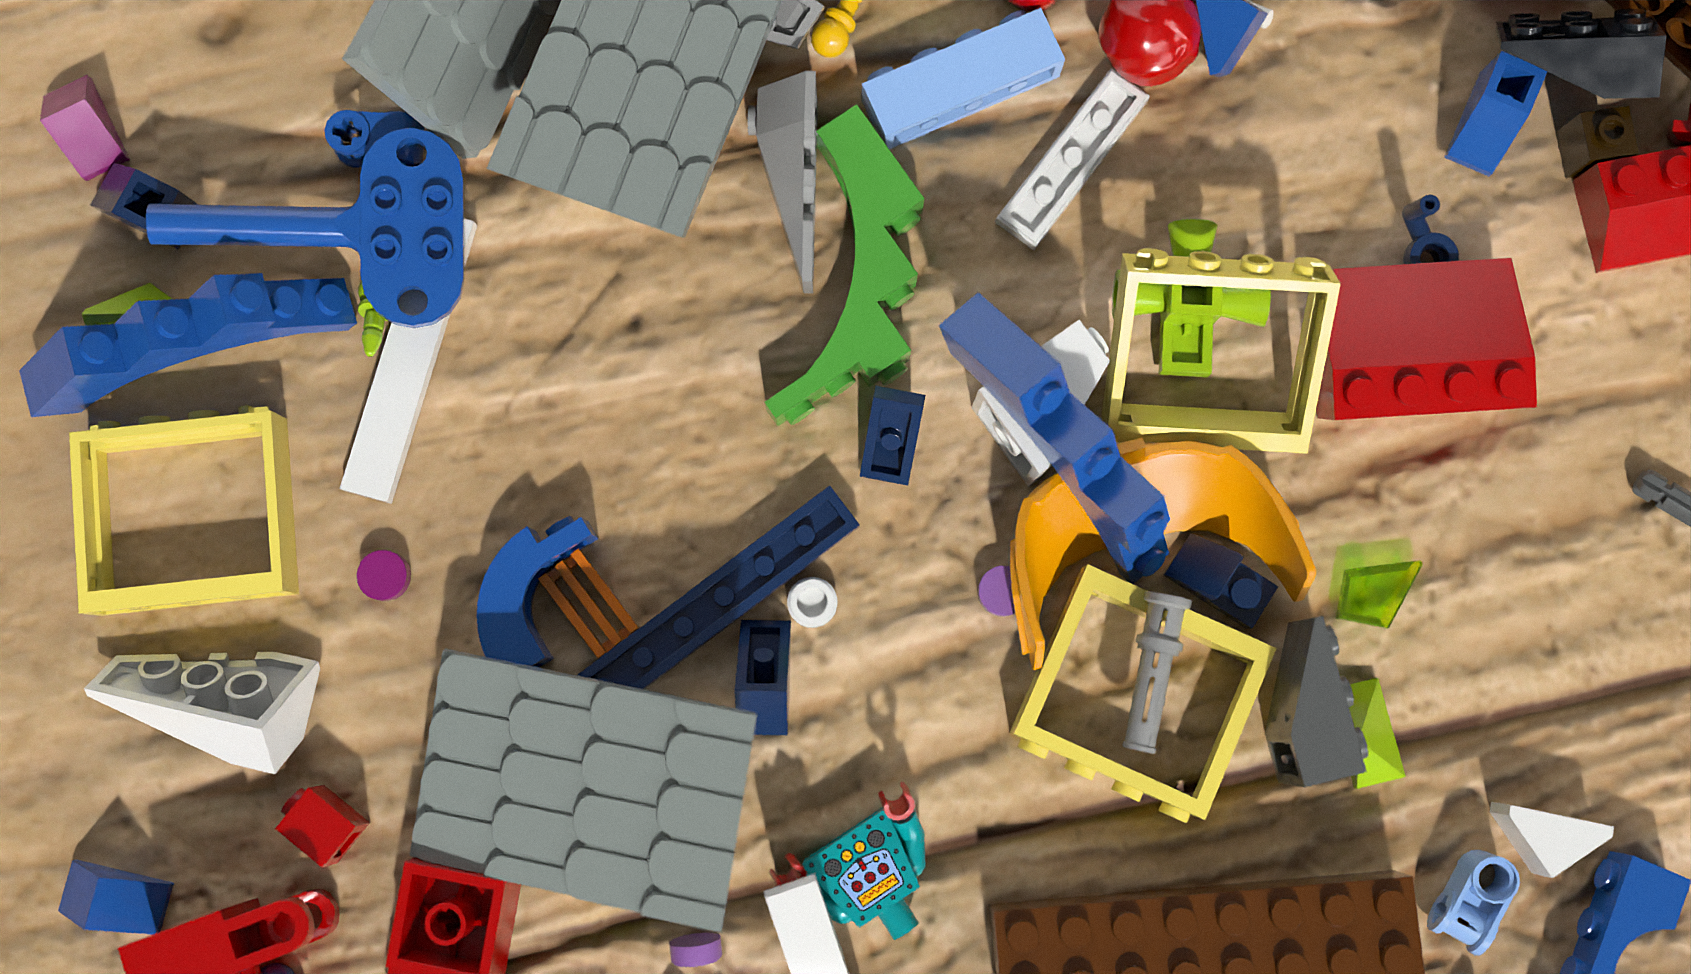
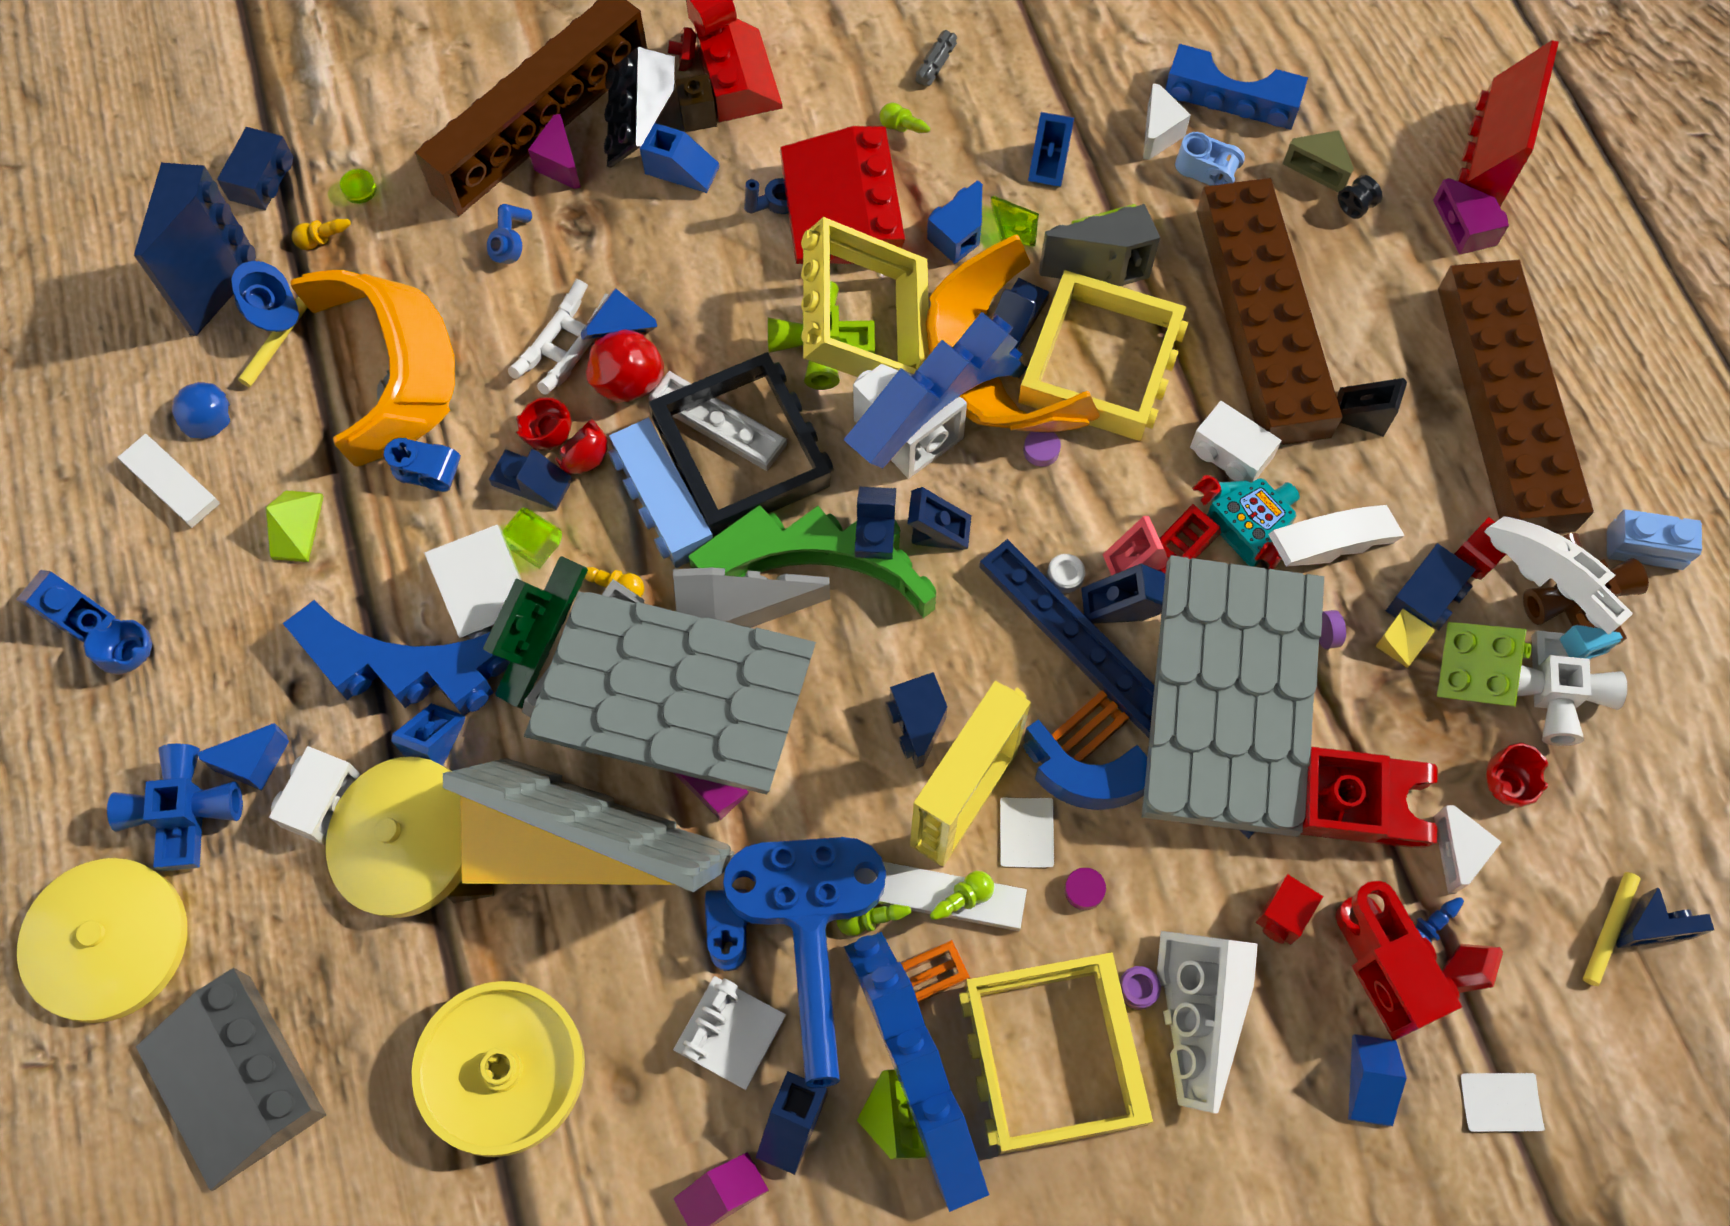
camera: 95 degrees left, 15 degrees down
(256, 626) = (1140, 987): none -> medium lavender tile
(259, 140) = (729, 1032): none -> white hinge
(313, 407) = (955, 962): none -> orange tile
(389, 438) = (975, 888): none -> lime bar
(466, 513) = (1026, 832): none -> white sticker
(493, 420) = (968, 773): none -> light yellow window
(622, 389) = (920, 713): none -> dark blue slope
(823, 700) = (1136, 547): none -> coral slope
(867, 801) = (1202, 521): none -> red slope
(885, 344) = (875, 522): none -> dark blue slope
(984, 860) = (1234, 443): none -> white brick
(992, 109) = (718, 384): none -> black window
(1143, 735) = (1076, 333): light grey pin -> none
(1374, 510) = (958, 224): none -> blue slope
(1498, 657) = (1051, 149): none -> blue slope
(1571, 436) = (899, 118): none -> lime bar

